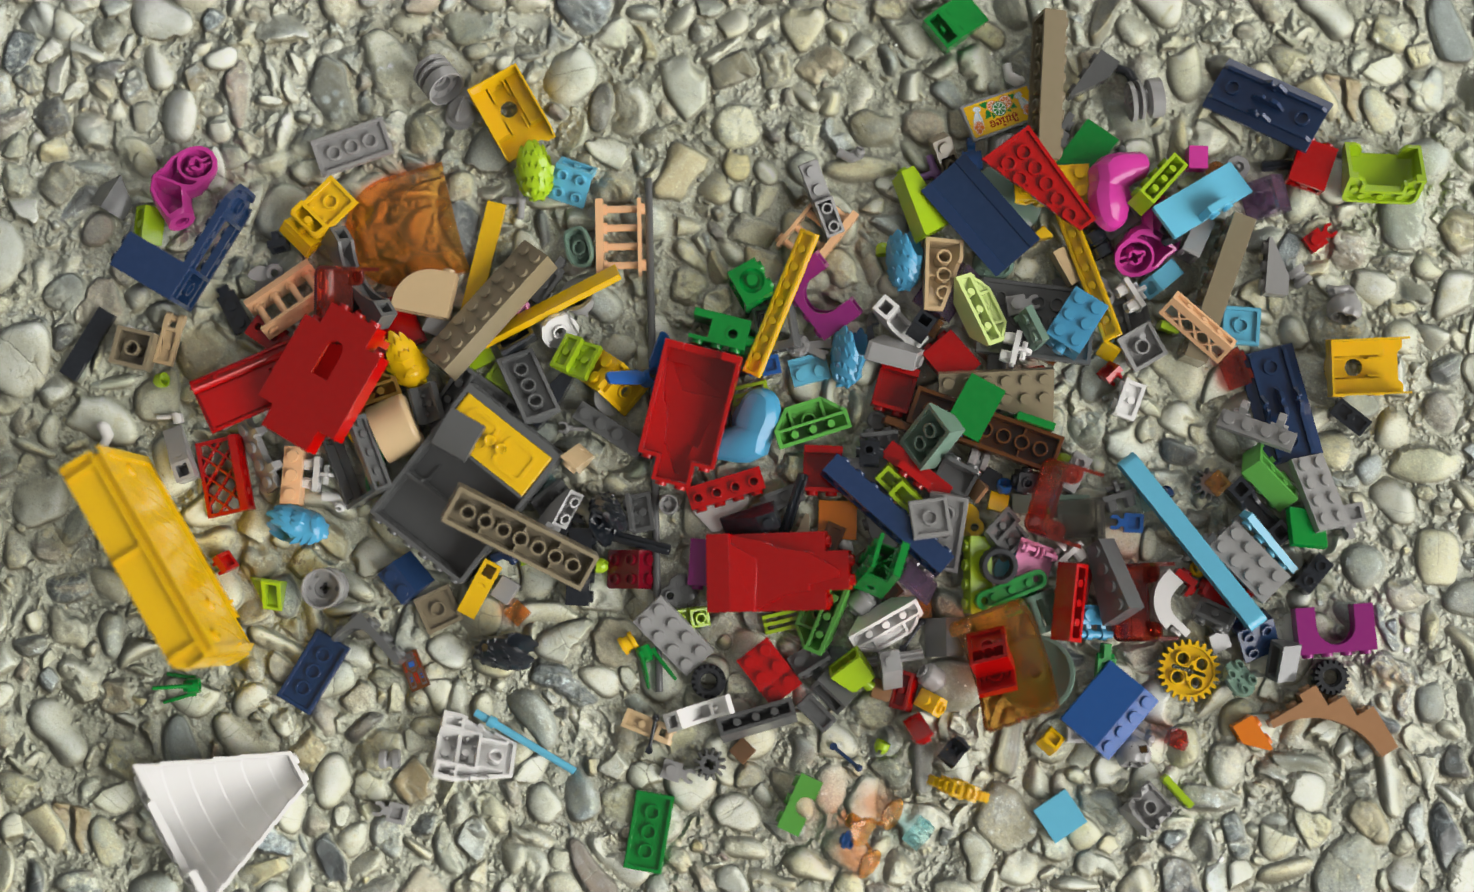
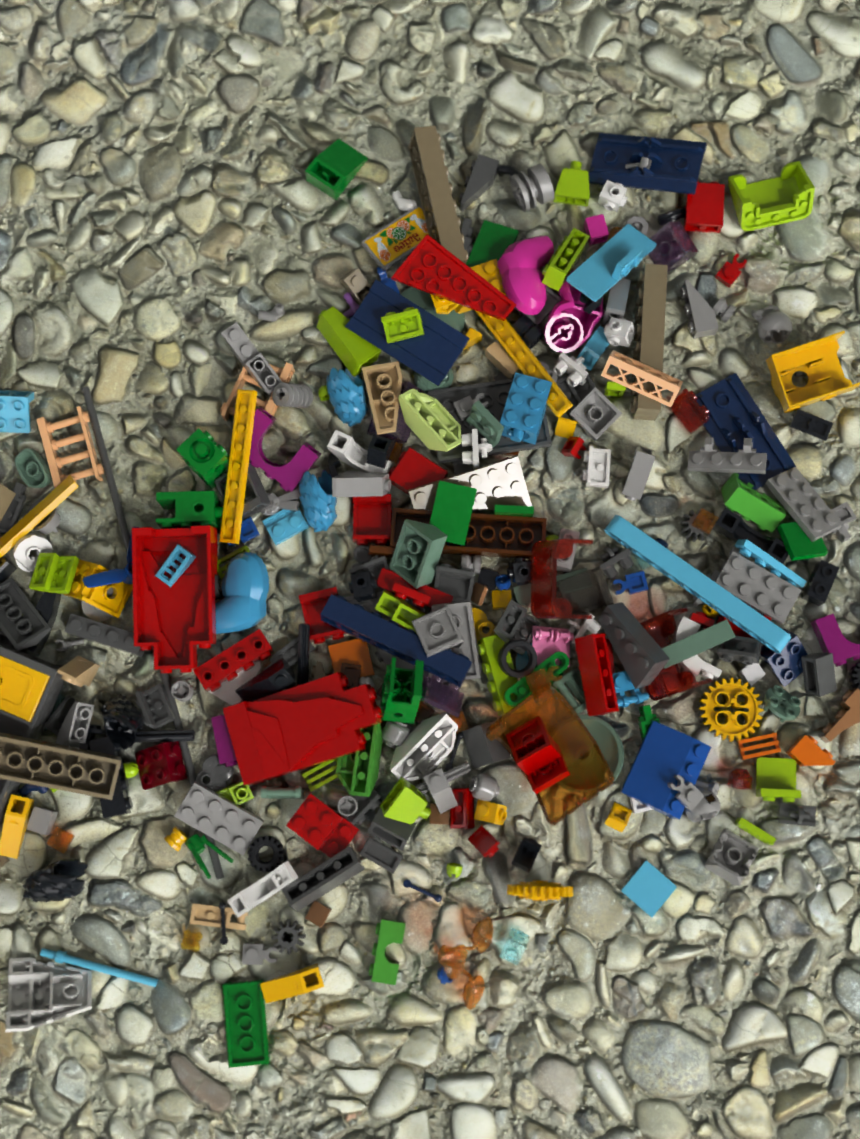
camera: 15 degrees left, 5 degrees down
(622, 741) = (186, 944): none -> clear yellow plate
(697, 372) = (185, 563): none -> medium azure slope
(702, 808) = (292, 984): none -> yellow slope
(746, 630) = (276, 792): none -> sand green plate
(798, 658) = (347, 806): none -> light grey wheel
(810, 421) = (298, 573): bright green wedge -> none
(850, 245) = (292, 395): none -> light grey piece
(978, 208) = (402, 325): none -> lime bracket
(1015, 590) = (541, 677): none -> clear orange plate
(1123, 738) = (687, 793): none -> light grey plate
(1167, 416) = (638, 473): none -> light grey slope
(1176, 599) = (698, 643): none -> sand green tile
(1187, 107) = (573, 186): none -> lime torso
(1189, 272) = (619, 332): none -> white brick
(1211, 748) = (776, 779): none -> lime bracket
(1221, 713) = (775, 742): none -> orange tile
(1221, 787) = (797, 814): none -> dark grey hips
(1223, 129) = (612, 196): none -> white brick
(1242, 324) = (685, 367): medium azure tile -> none
(1264, 107) = (645, 162): none -> light grey hand

